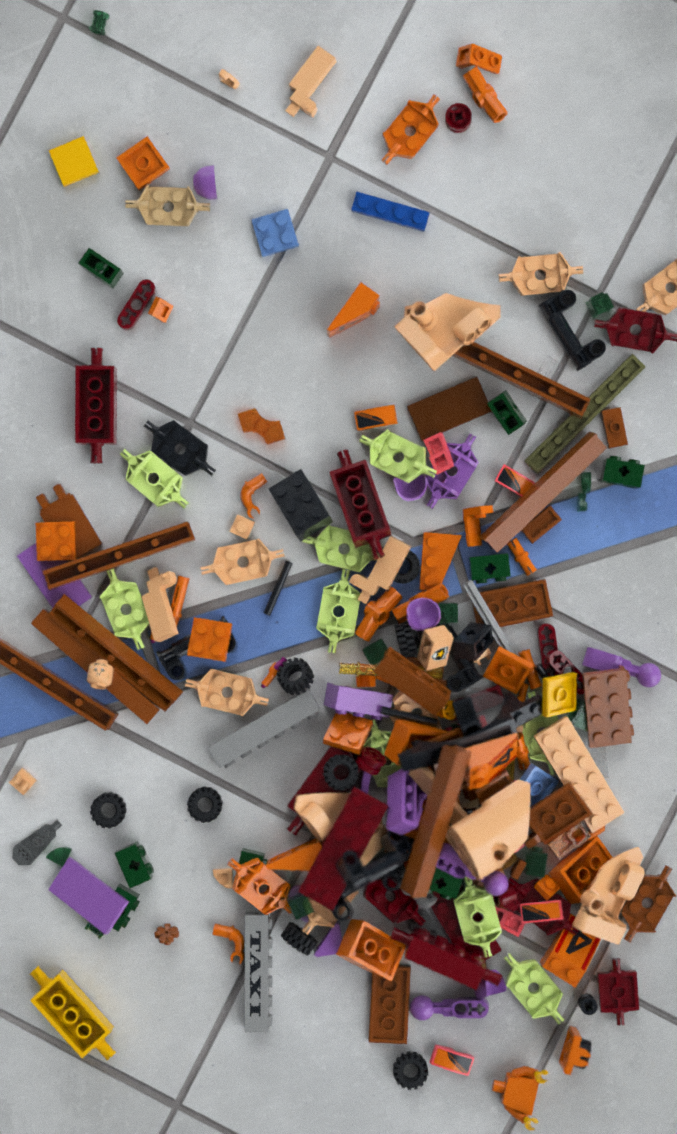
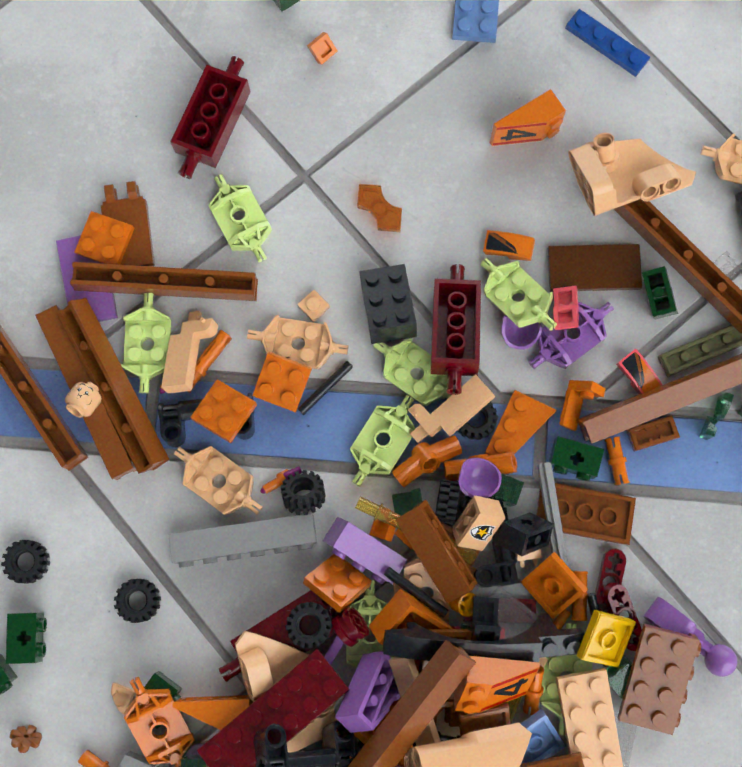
camera: 25 degrees right, 10 degrees down
(149, 295) = (299, 44): dark red beam -> none
(168, 437) = (275, 180): black plate -> none
(243, 598) = (282, 382): none -> orange plate
(248, 489) = (335, 269): orange piece -> none

